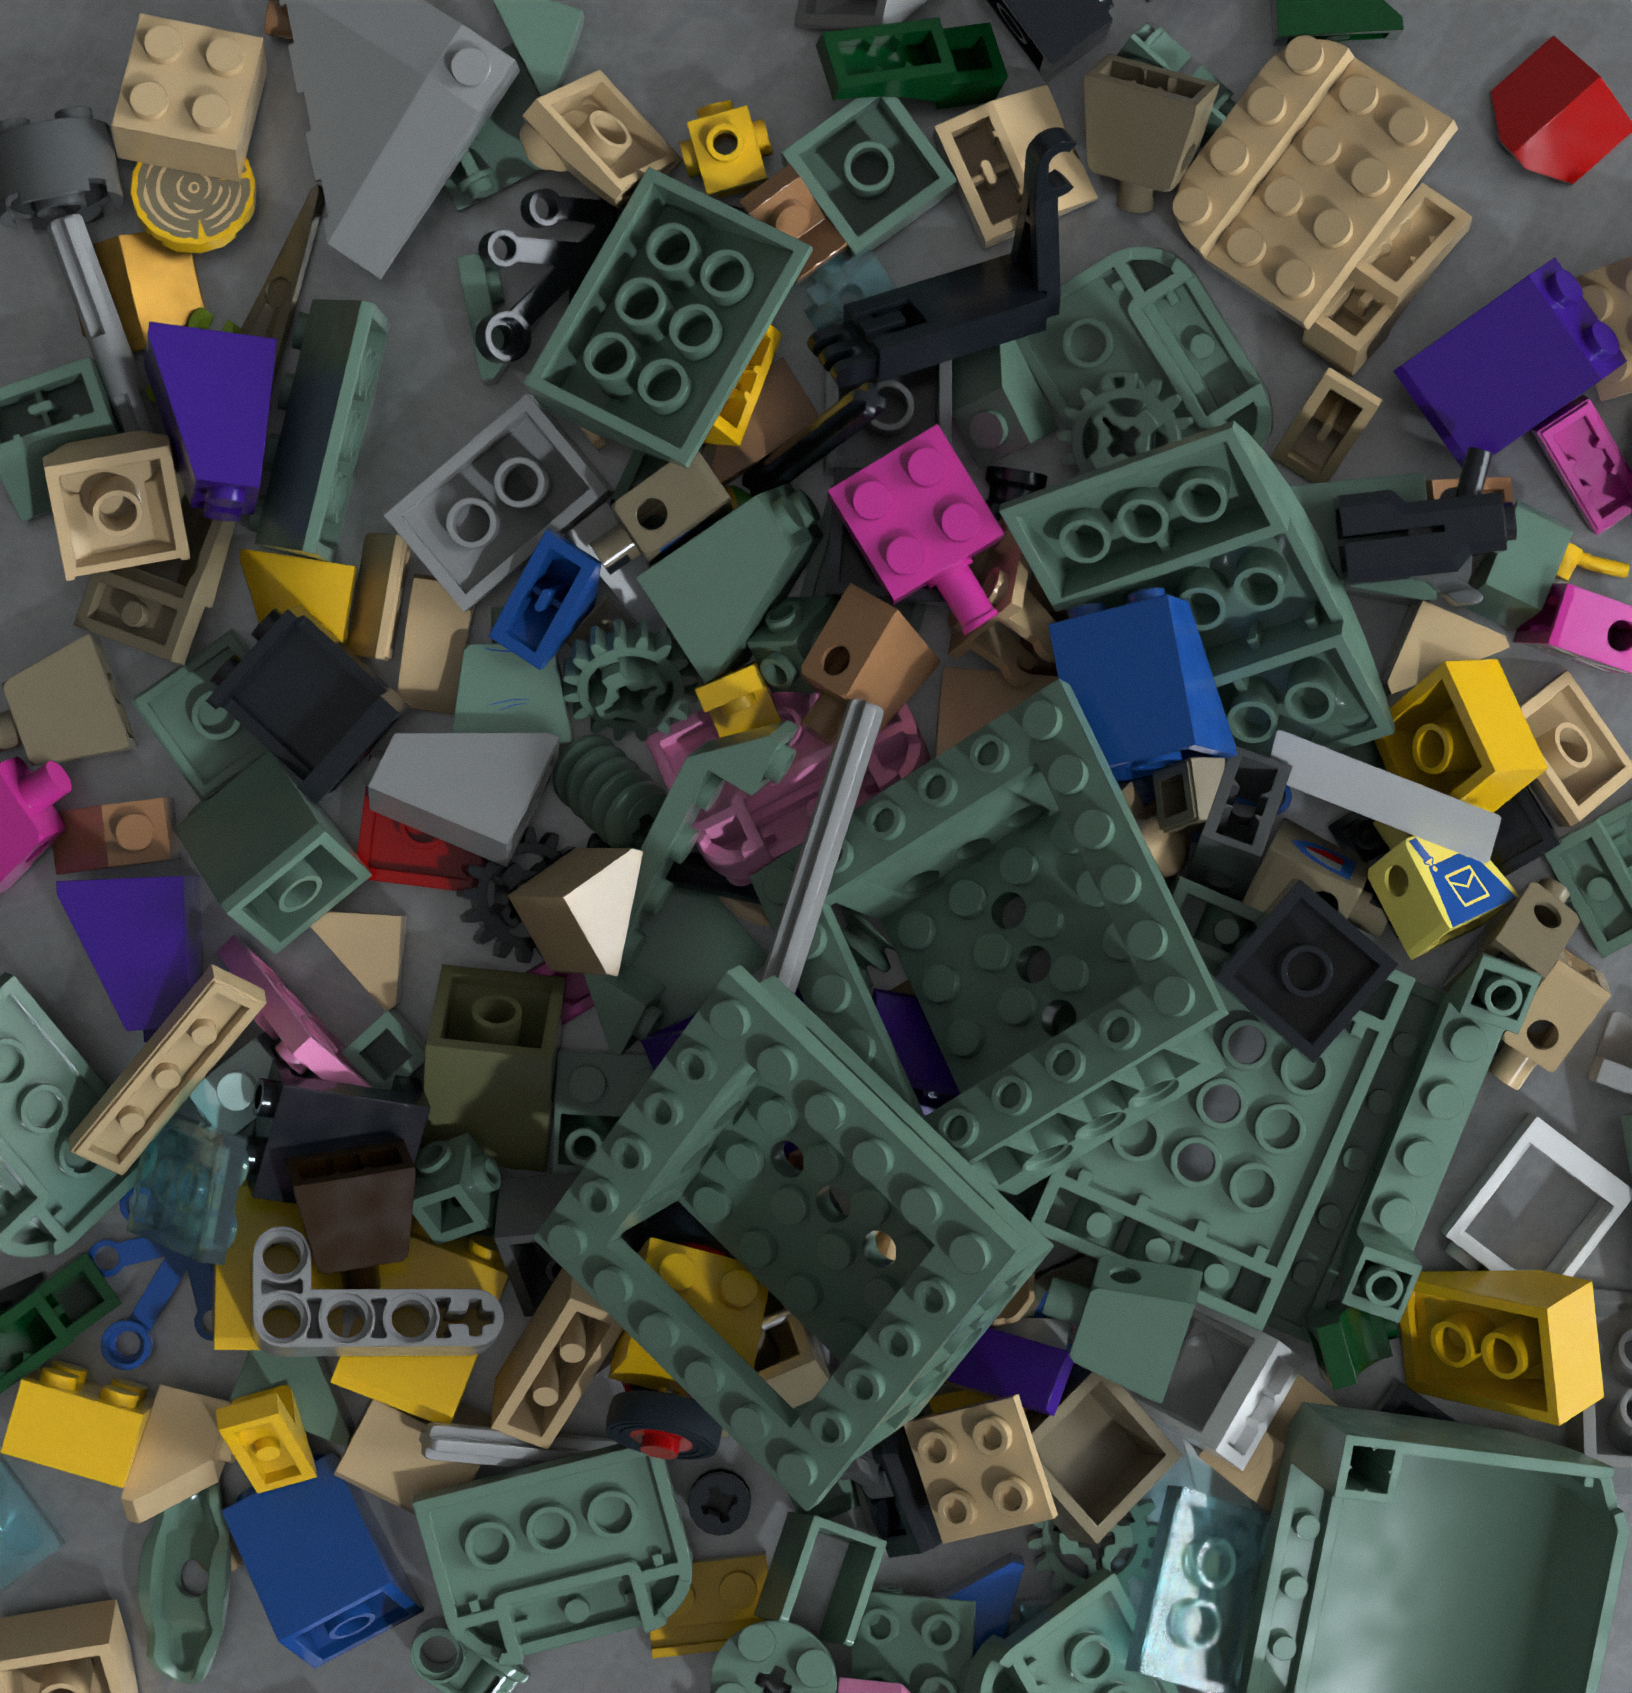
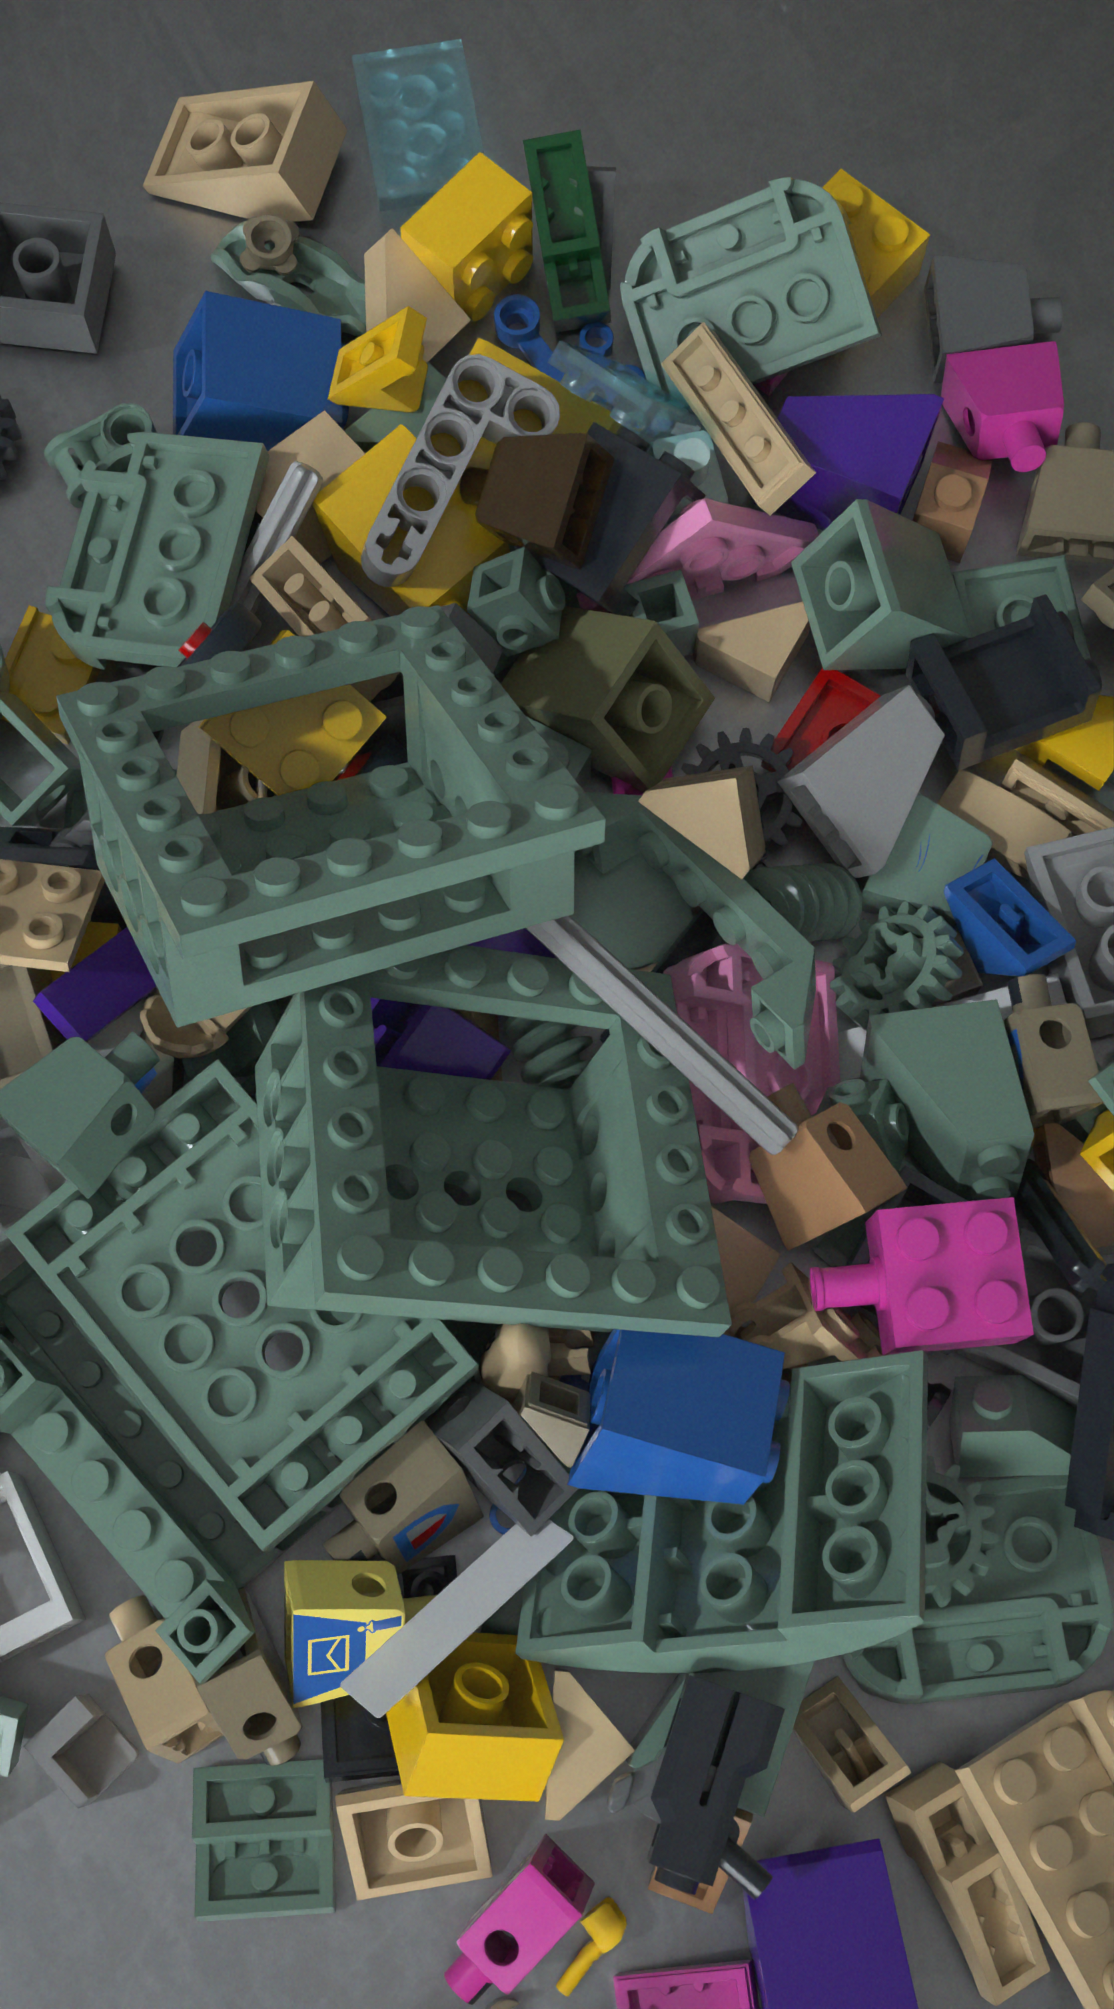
camera: 115 degrees right, 15 degrees down
(165, 1640) = (269, 229): none -> dark tan plate
(739, 701) = (837, 1047): yellow slope -> none
(1303, 970) = (323, 1431): black brick -> none
(1521, 577) = (613, 1873): sand green slope -> none

